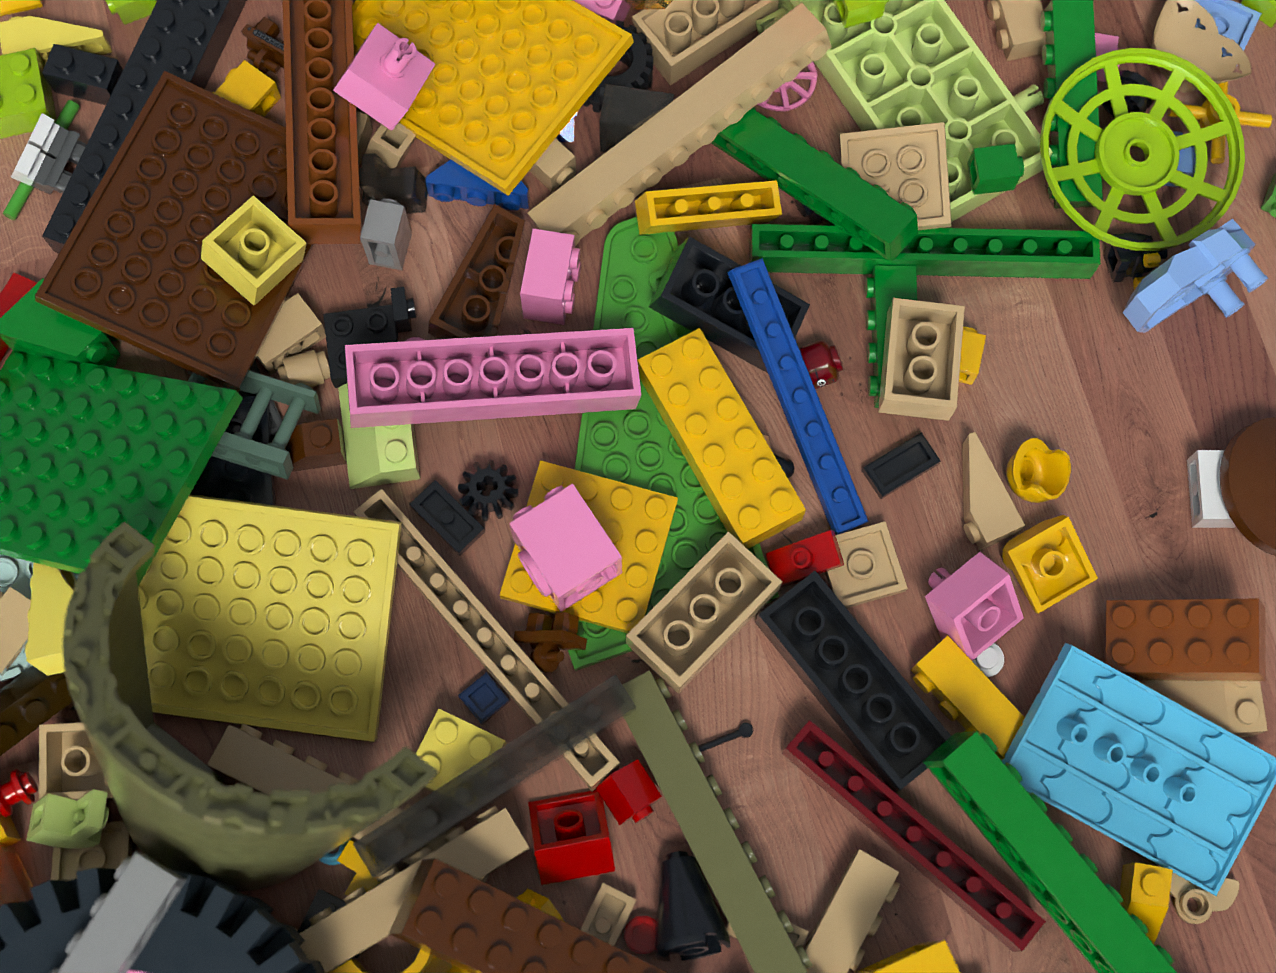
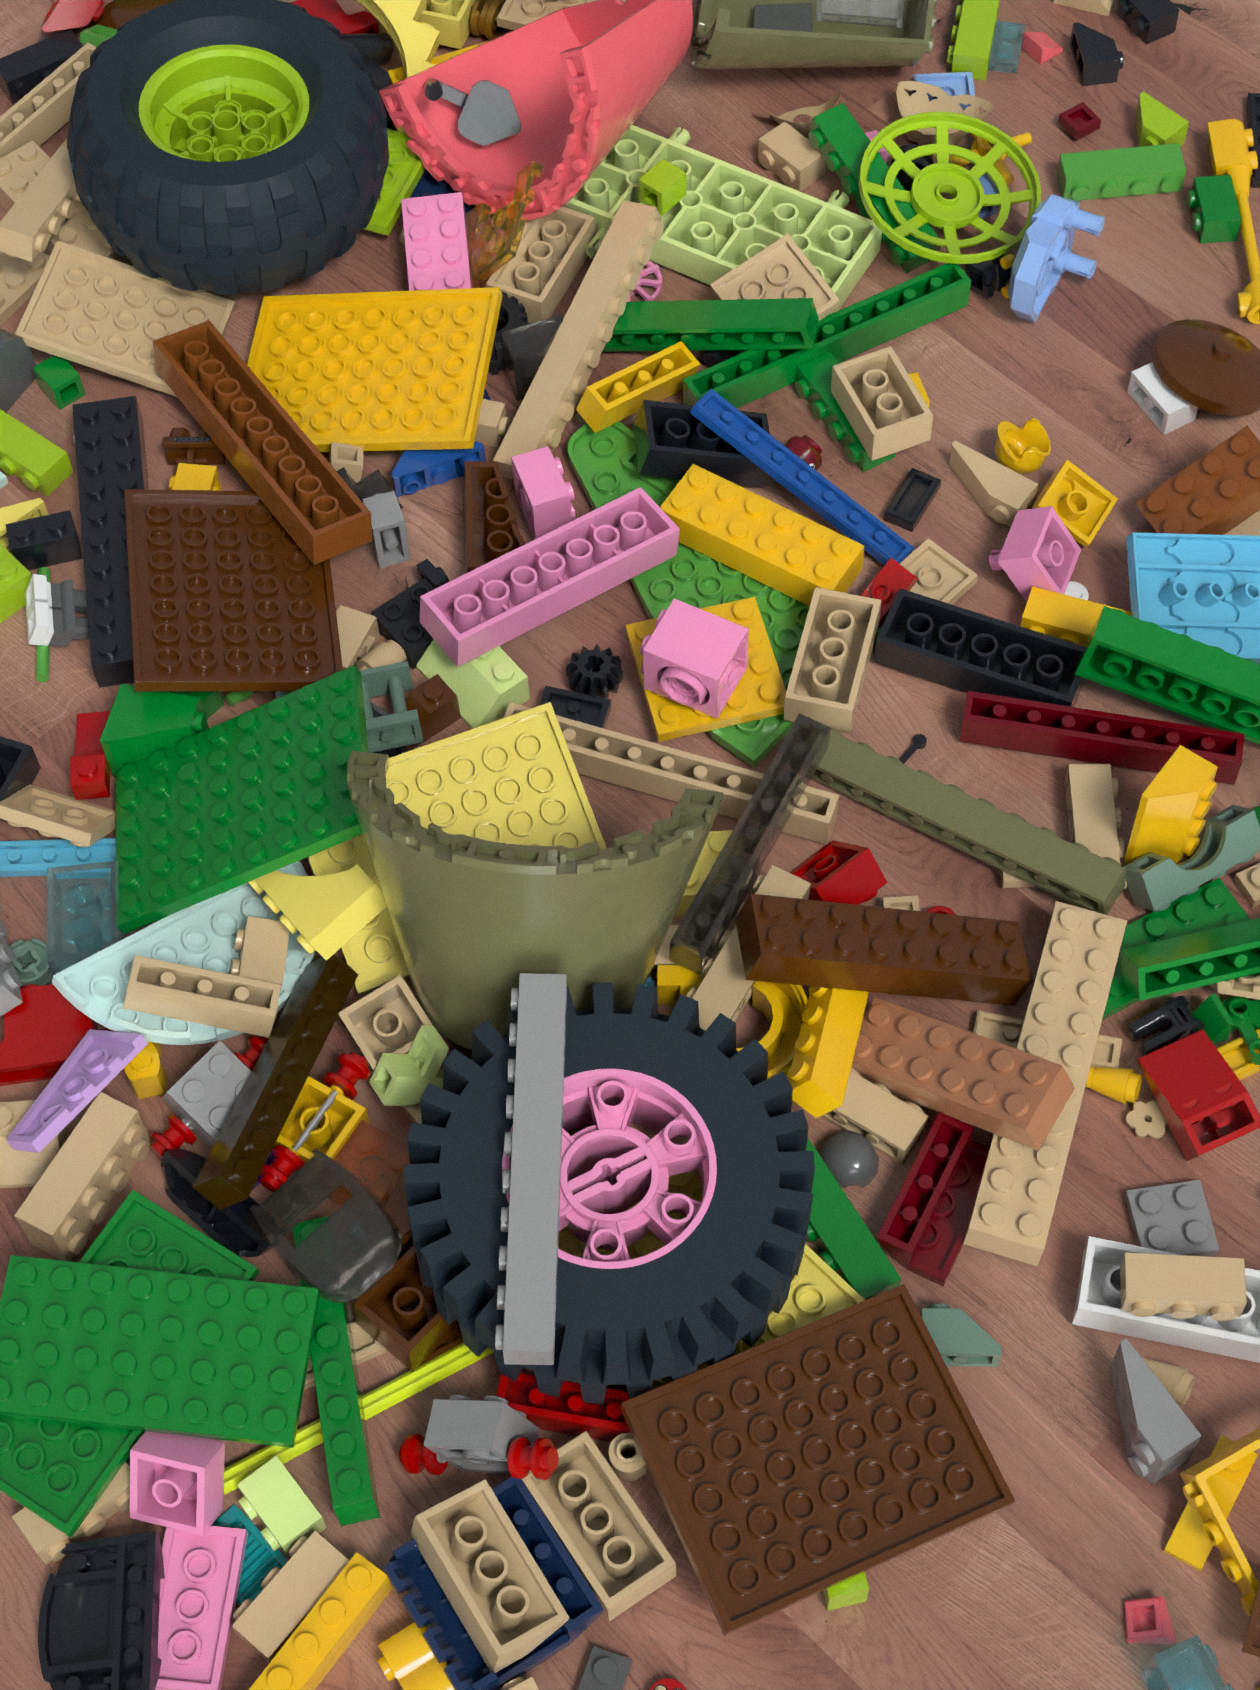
camera: 25 degrees left, 15 degrees down
(253, 250) = (293, 573): light yellow brick -> none
(384, 76) = (319, 402): bright pink brick -> none
(549, 642) = (726, 742): reddish brown hips -> none
(629, 793) = (859, 822): red brick -> none
(686, 912) = (965, 880): black cone -> none
(995, 169) = (847, 251): green brick -> none

